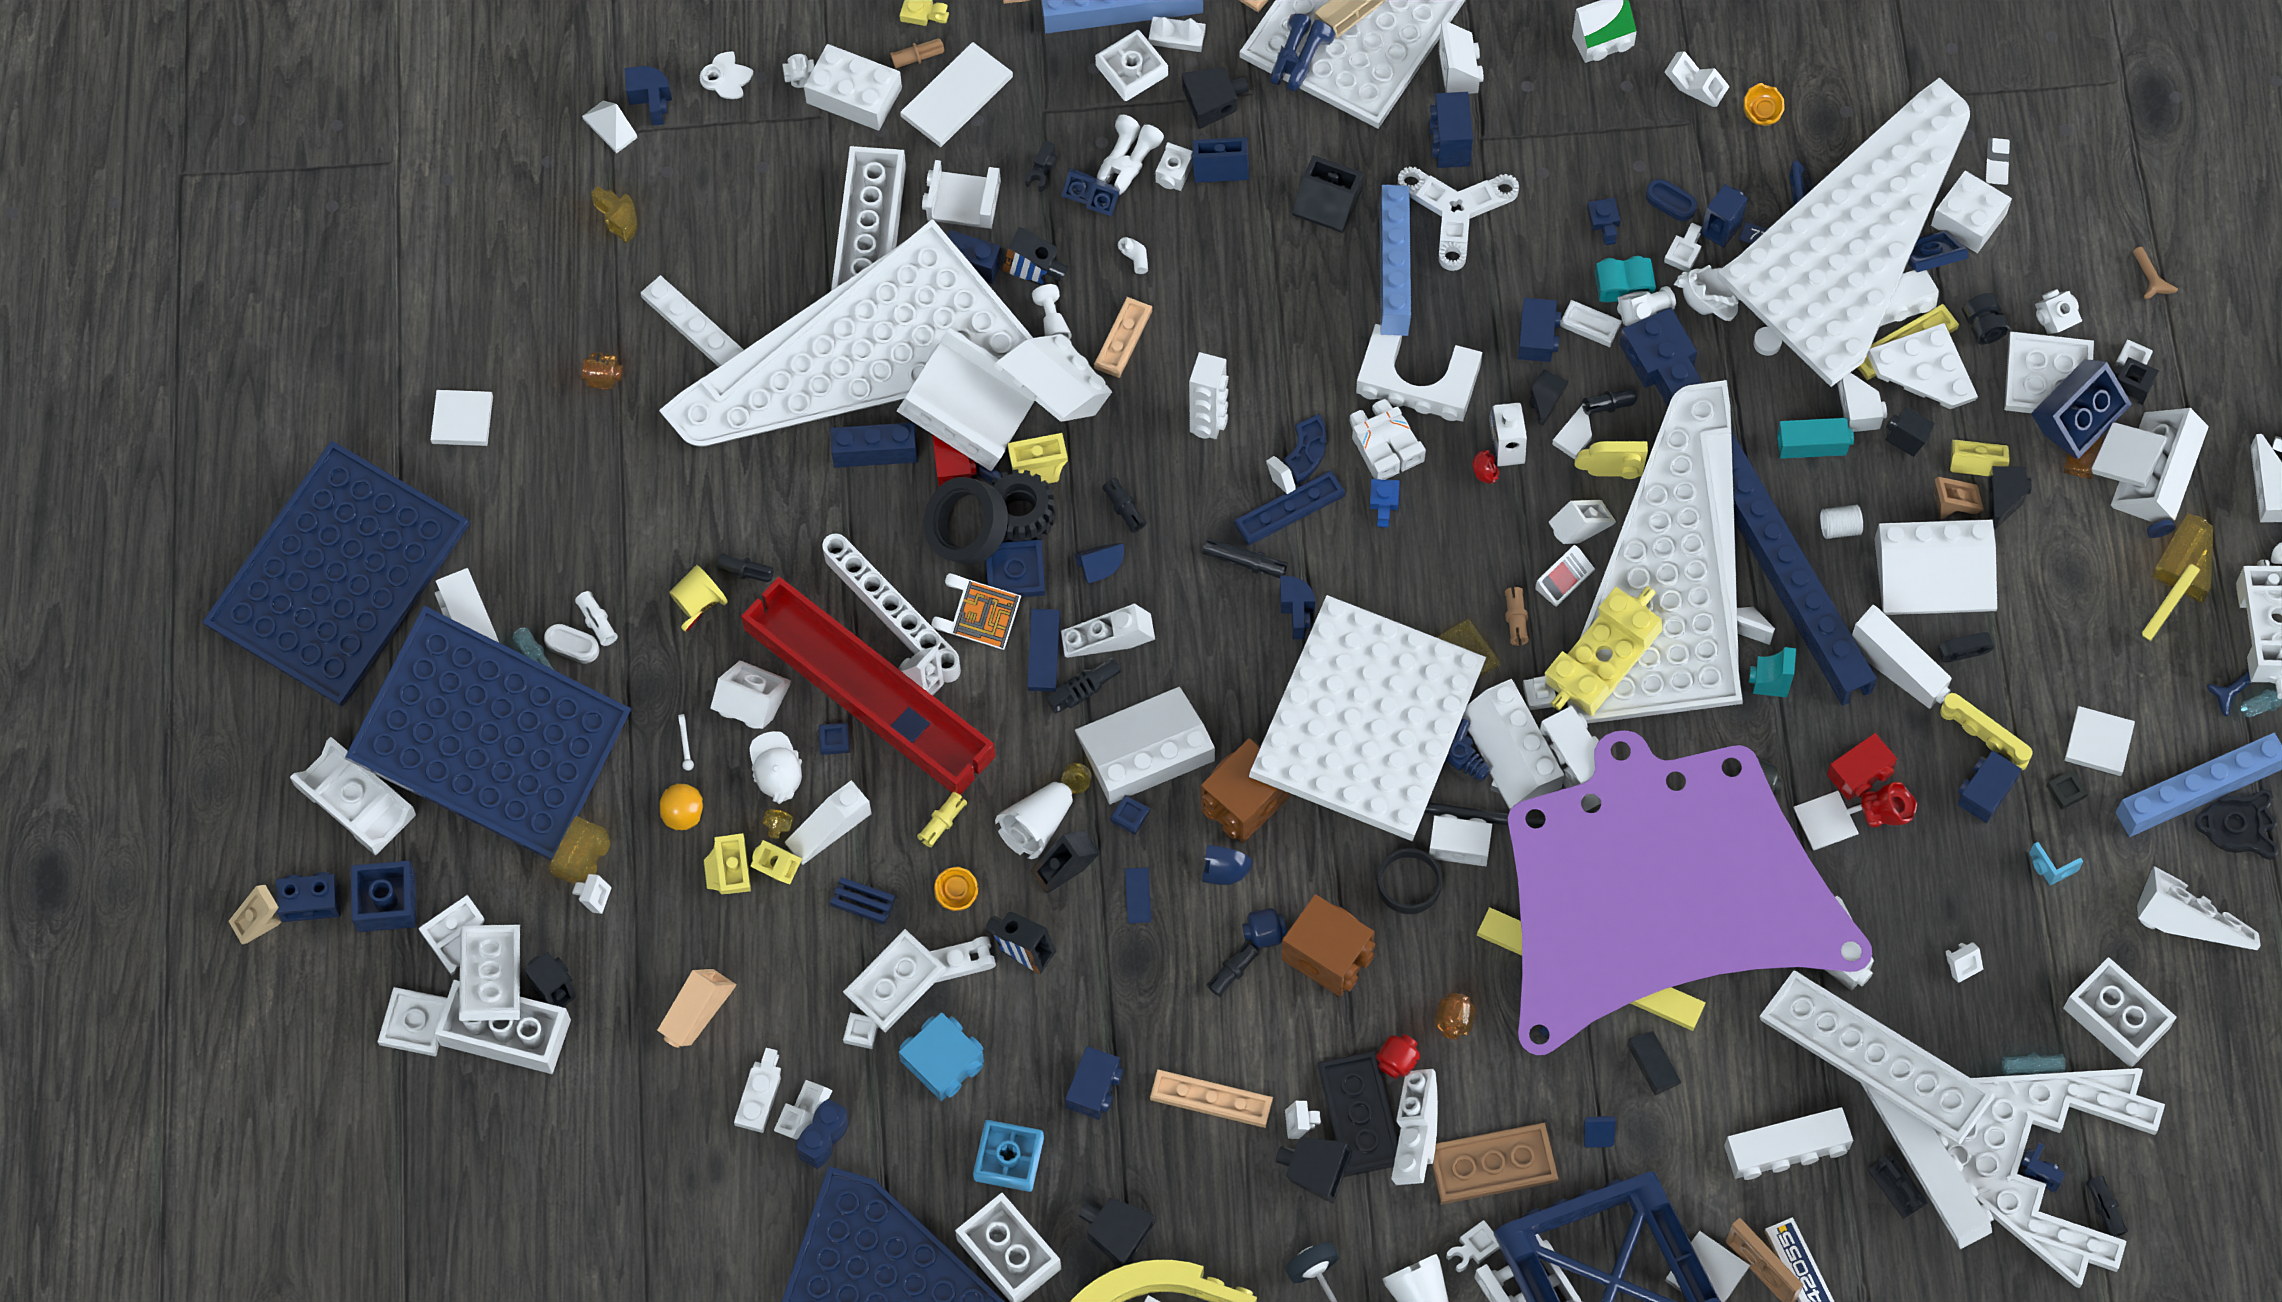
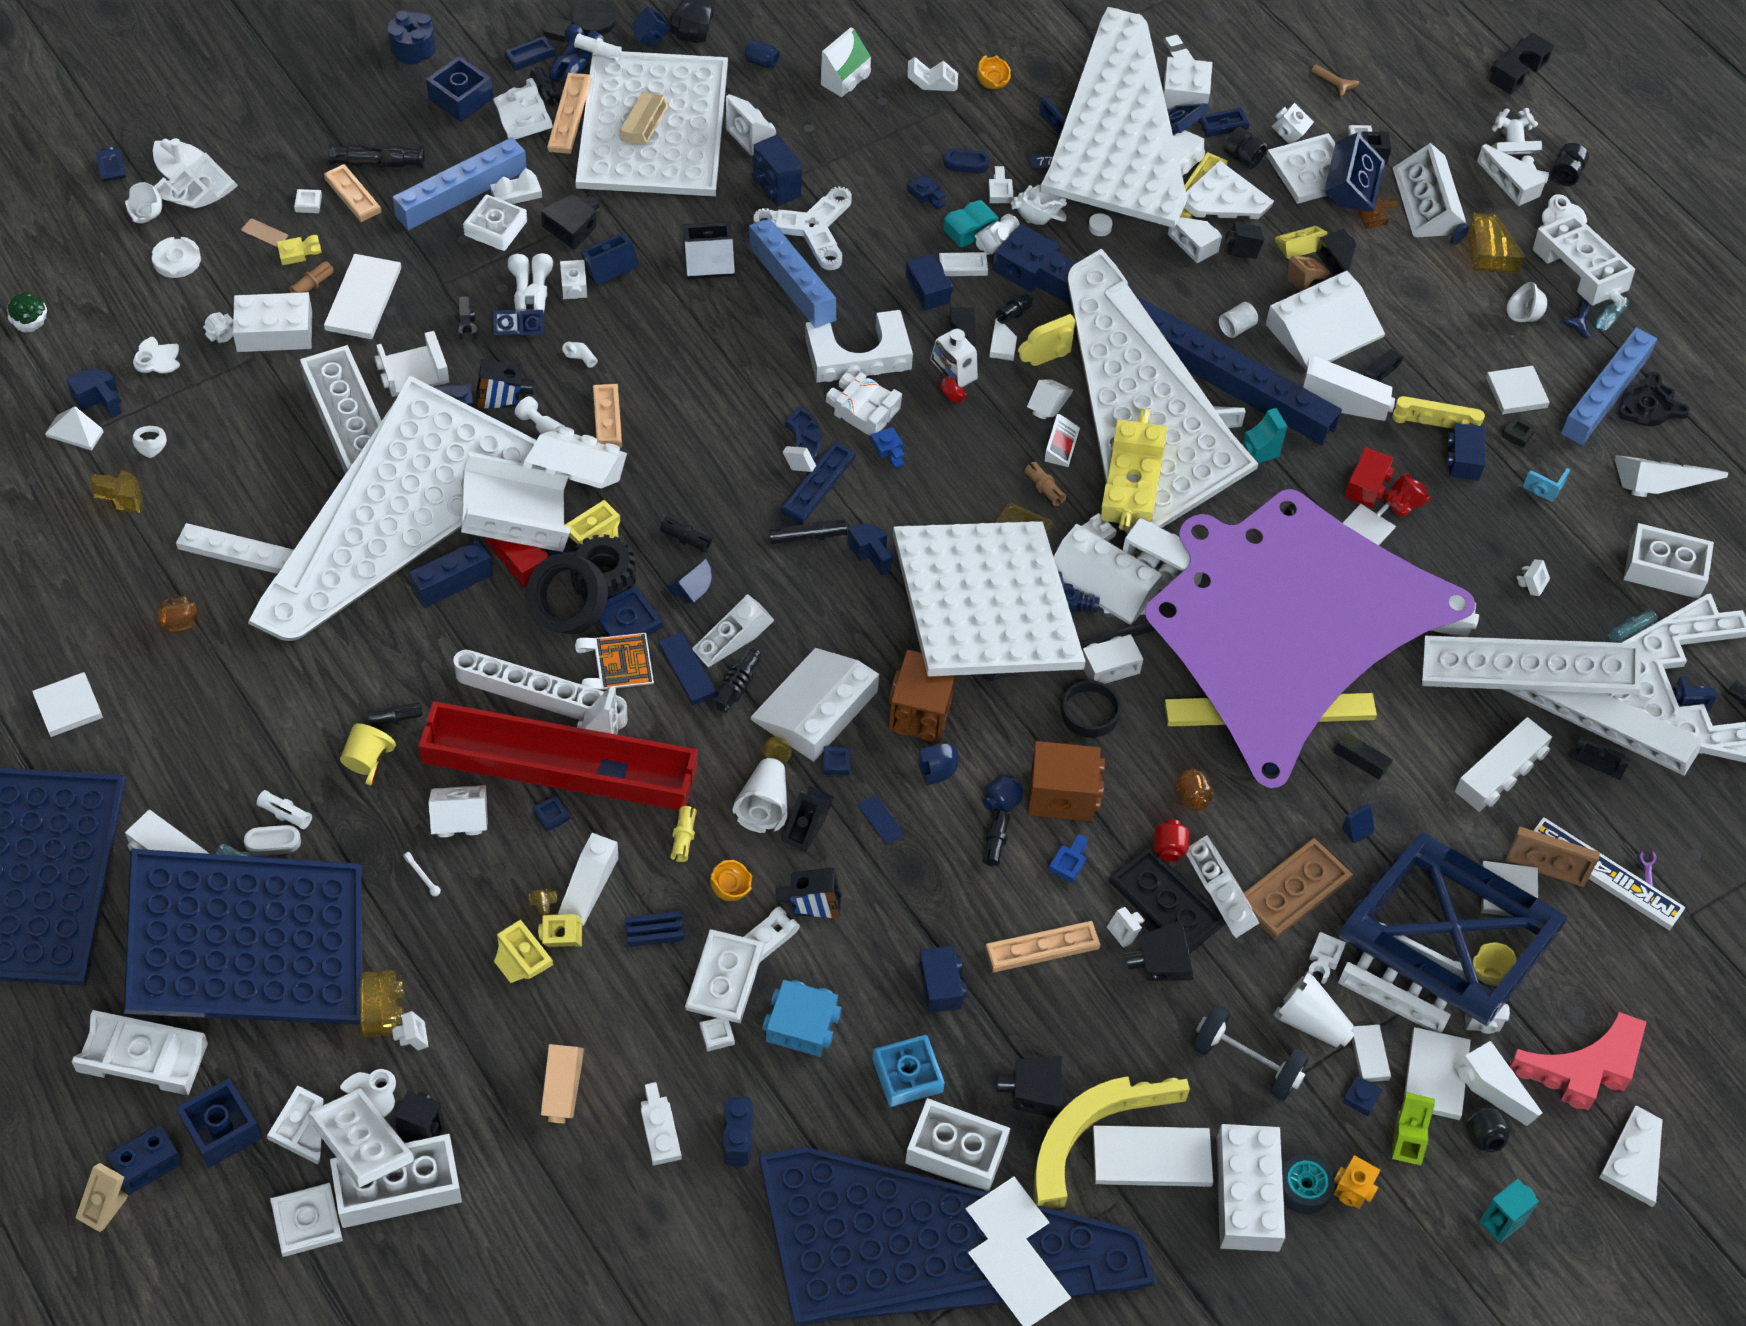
camera: 35 degrees left, 10 degrees down
(531, 941) = (380, 1097): none -> white plate
(673, 177) = (149, 447): none -> white piece
(681, 806) = (449, 926): light orange hair -> none
(775, 765) = (515, 854): white hair -> none
(798, 1117) = (709, 1123): white slope -> none
(1208, 396) = (713, 417): white brick -> none
(1287, 59) = (619, 169): dark blue piece -> none
(1288, 1027) = (1070, 861): none -> blue plate
(1724, 215) = (1017, 150): dark blue brick -> none
(1814, 438) = (1179, 273): teal brick -> none
(1988, 278) = (1225, 122): none -> dark blue tile
(2129, 455) = (1408, 192): white tile -> none
(2170, 602) = (1505, 274): light yellow tile -> none
(2176, 647) = (1527, 304): none -> white helmet

